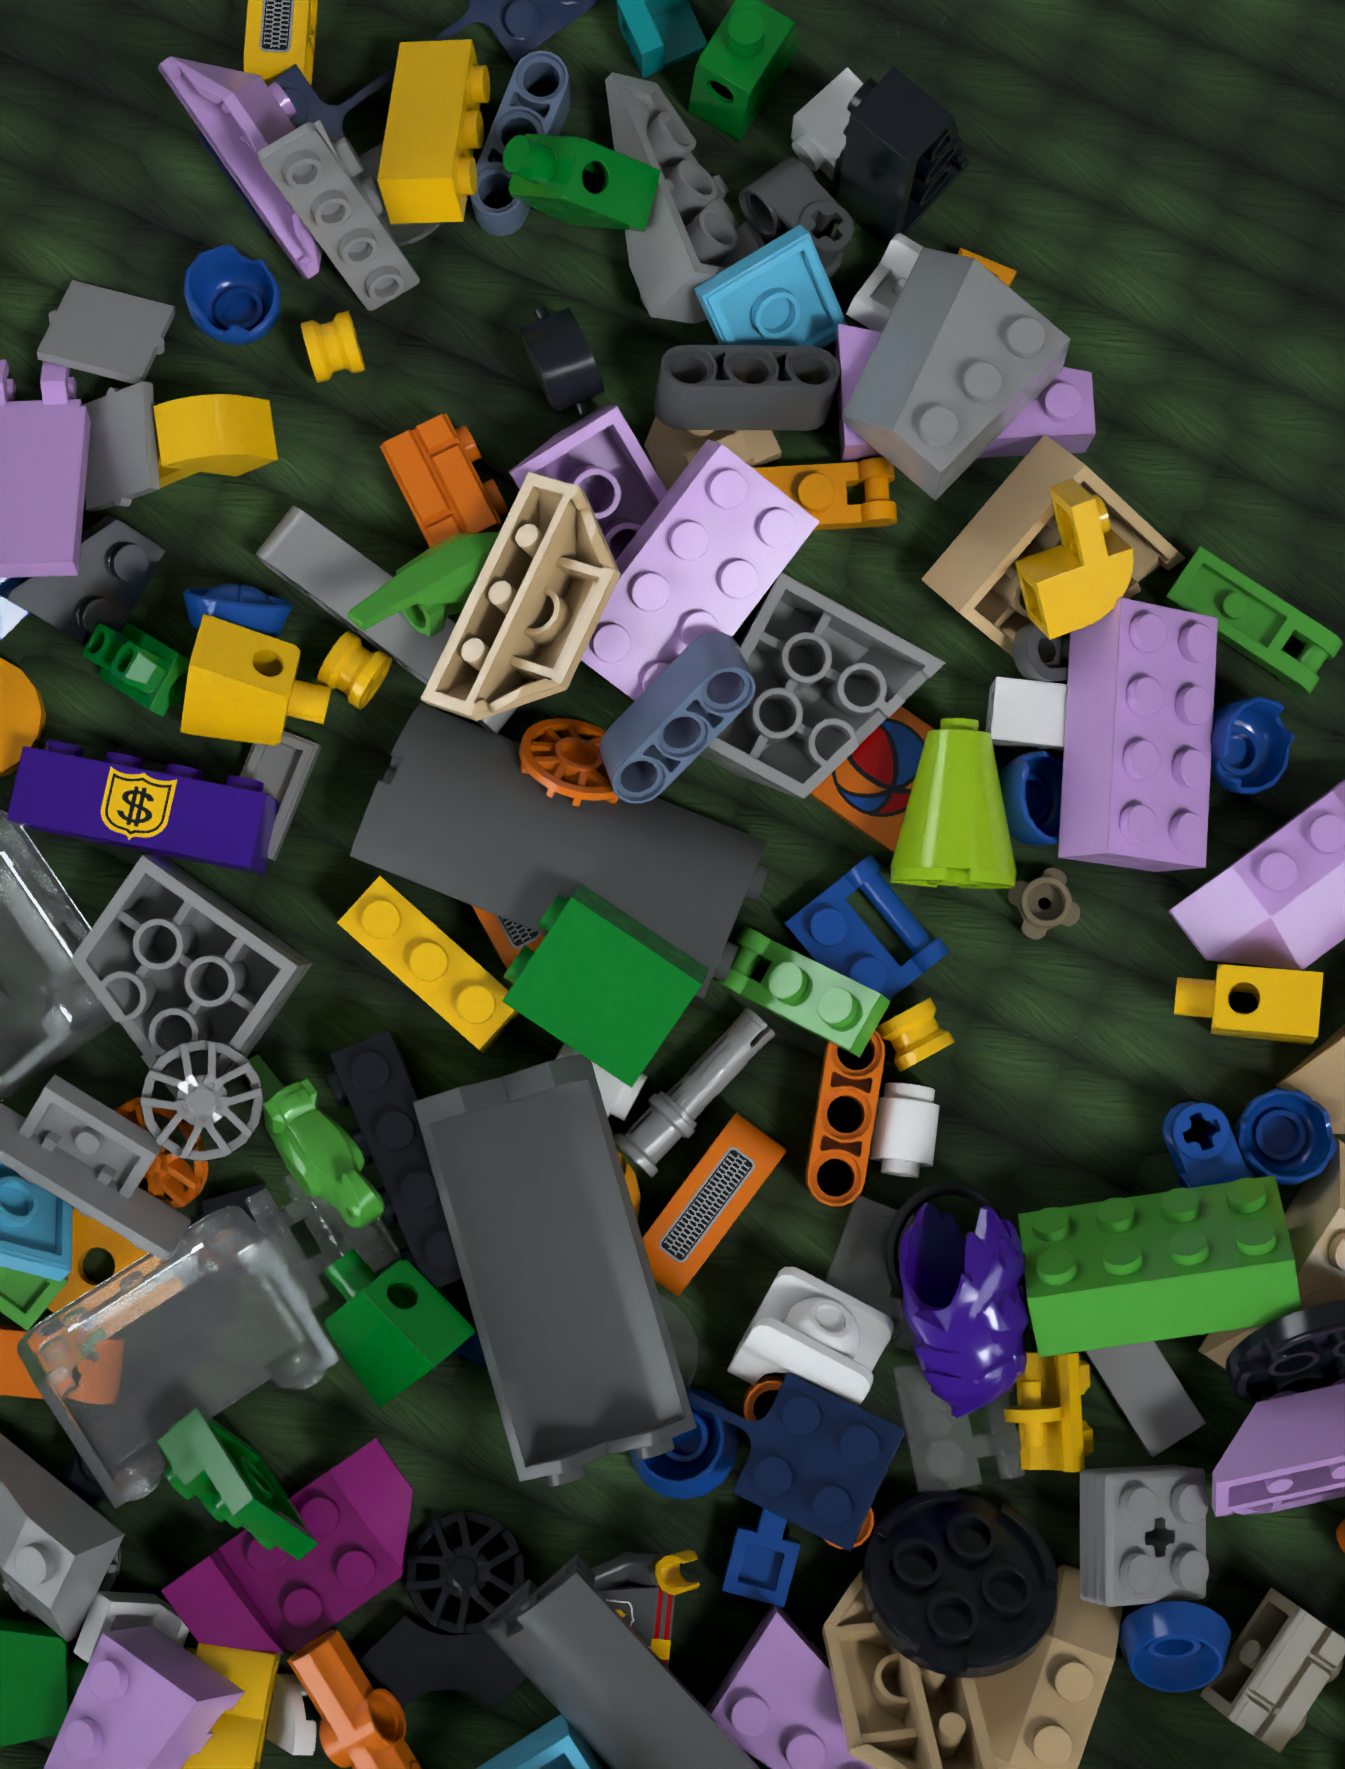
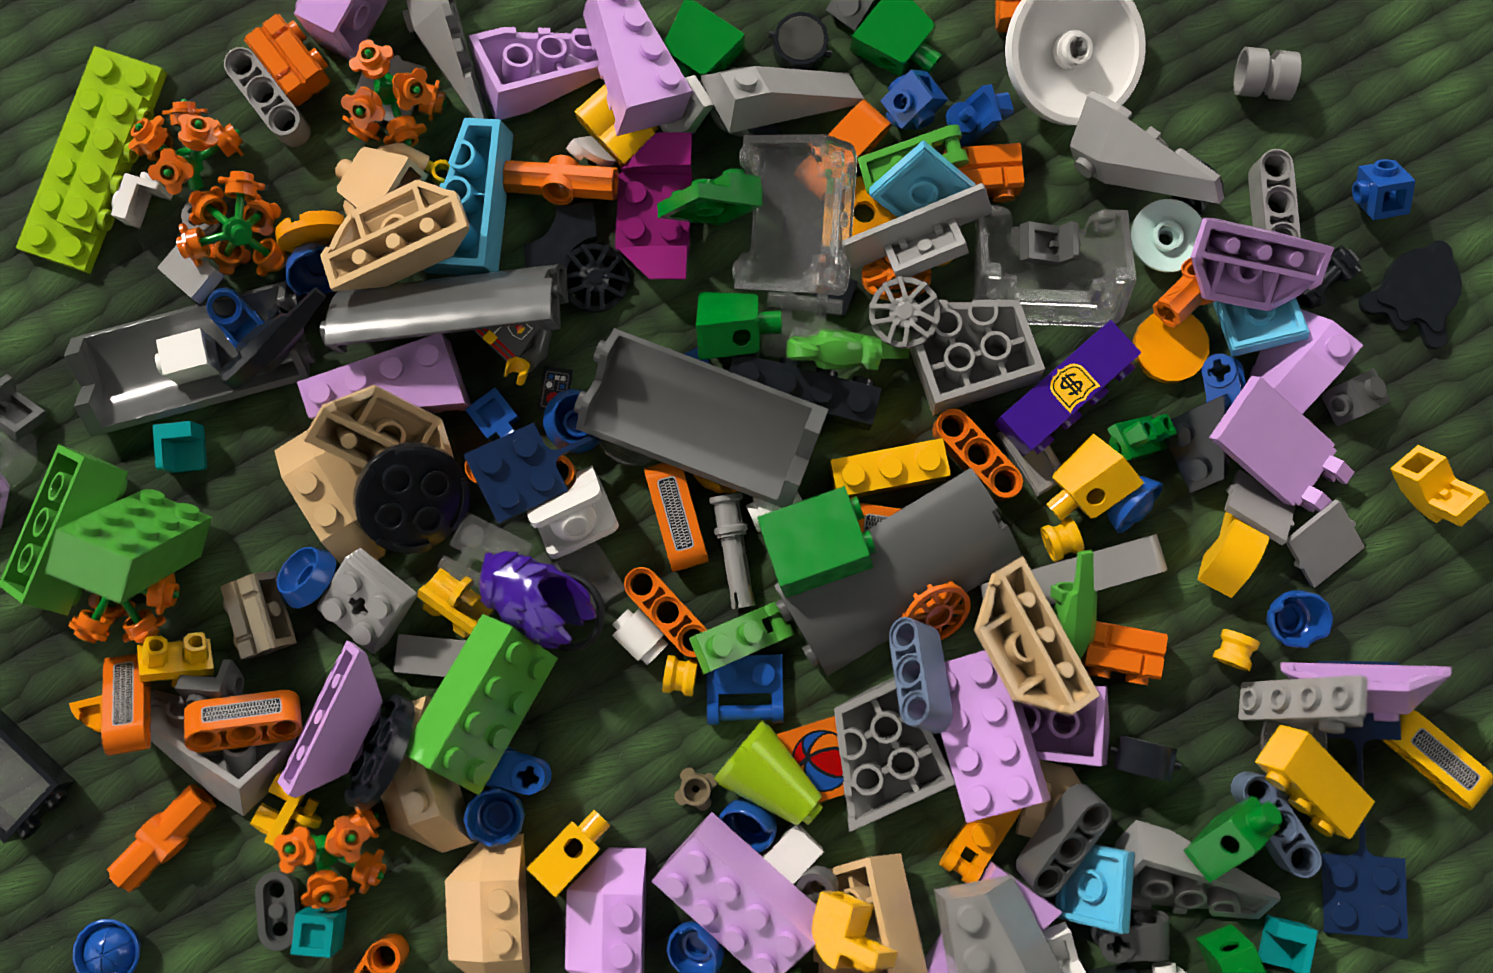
camera: 130 degrees right, 0 degrees up
(314, 834) = (971, 436): none -> orange beam
(654, 1515) = (553, 381): none -> black sticker

